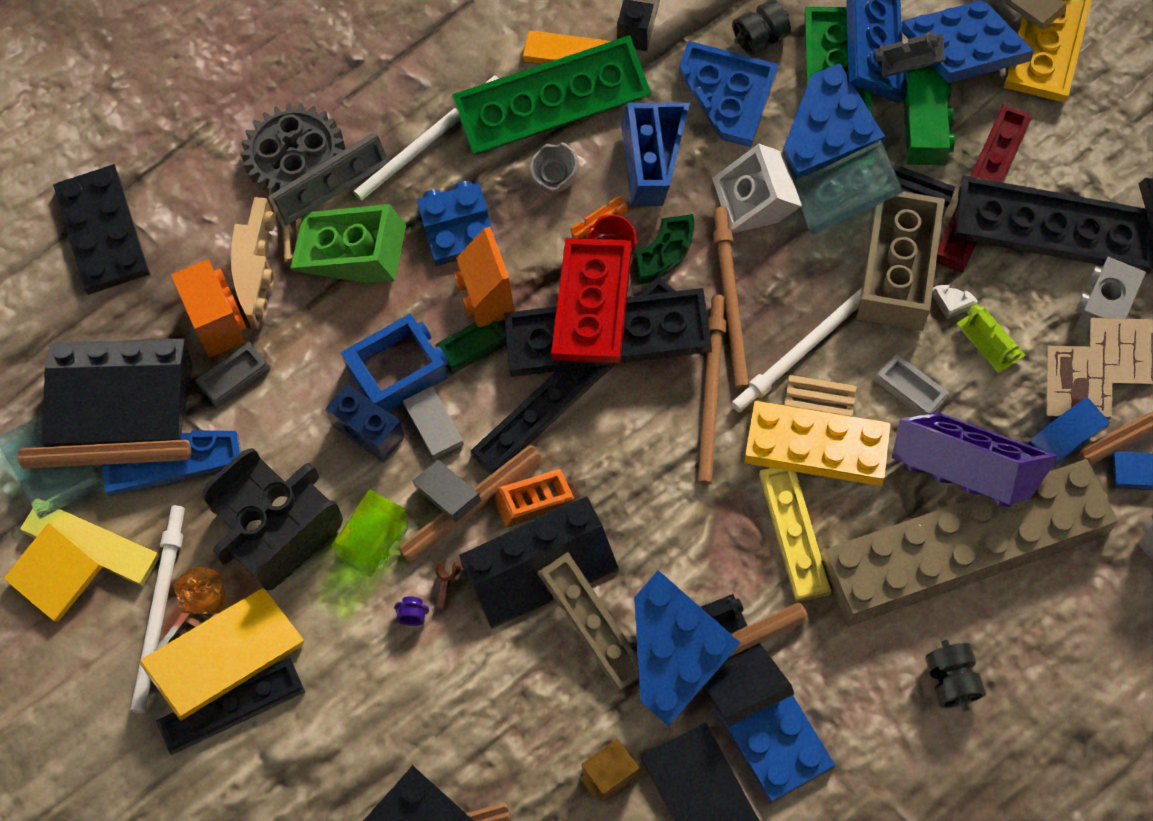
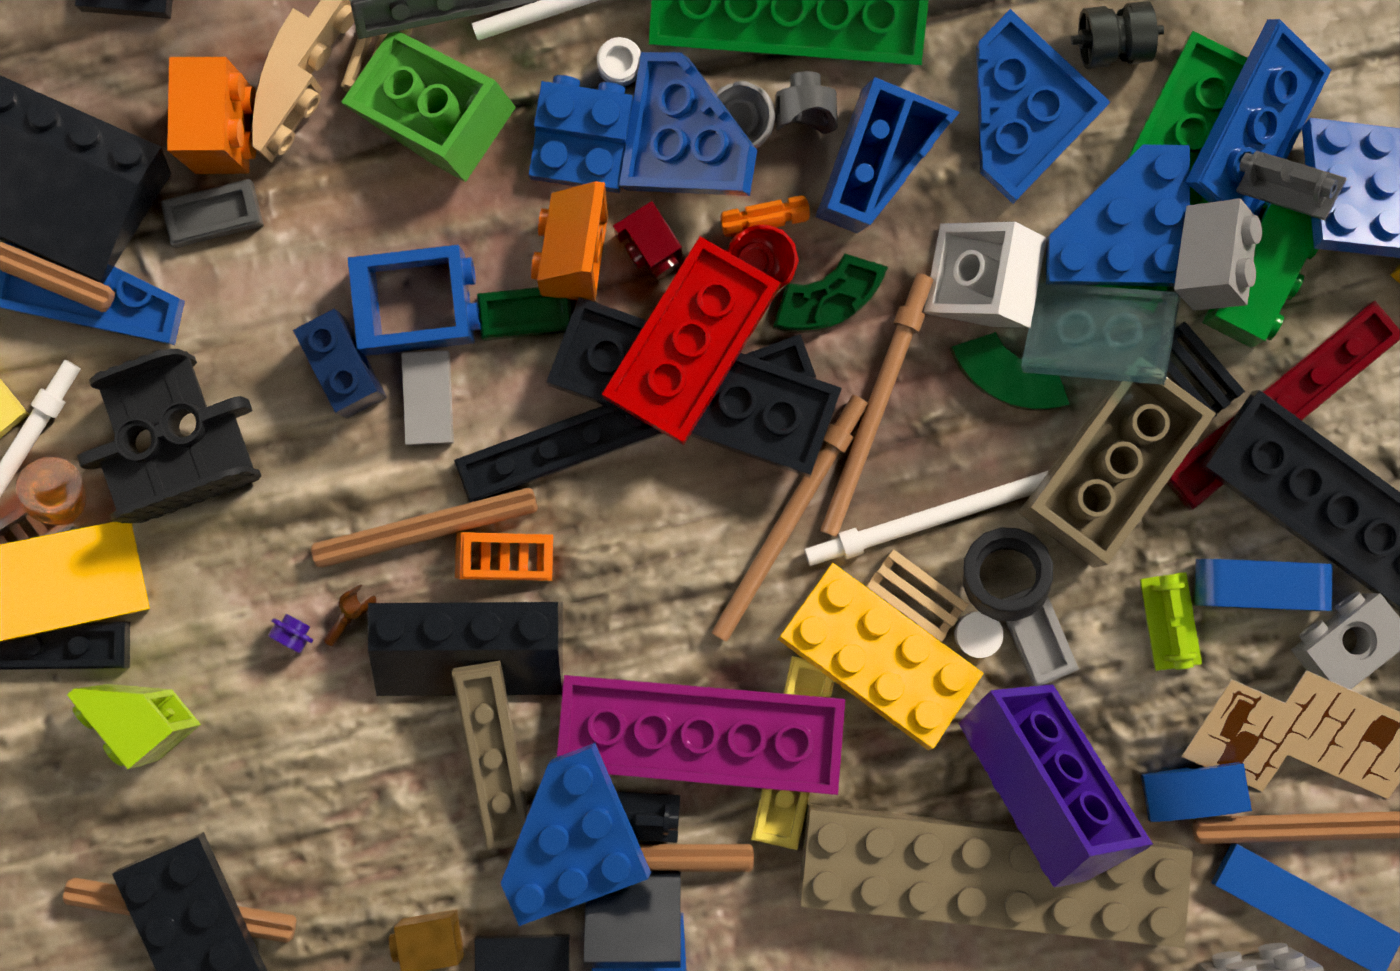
camera: 25 degrees right, 20 degrees up
(331, 706) = (134, 721): none -> lime slope
(370, 534) = (284, 513): clear neon green brick -> none
(447, 491) = (399, 502): dark grey tile -> none
(459, 170) = (619, 61): none -> white tile
(523, 191) = (683, 134): none -> blue plate
(533, 262) = (650, 241): none -> dark red brick
(593, 143) = (807, 103): none -> dark grey piece
(732, 538) = (705, 733): none -> magenta plate
(800, 245) = (1000, 375): none -> dark green tile
(867, 333) = (1007, 539): none -> black tyre
(873, 403) = (978, 635): none -> white tile
(892, 110) = (1217, 254): none -> light grey brick
(952, 300) = (1154, 544): white tile -> none
(1034, 290) = (1263, 584): none -> blue beam

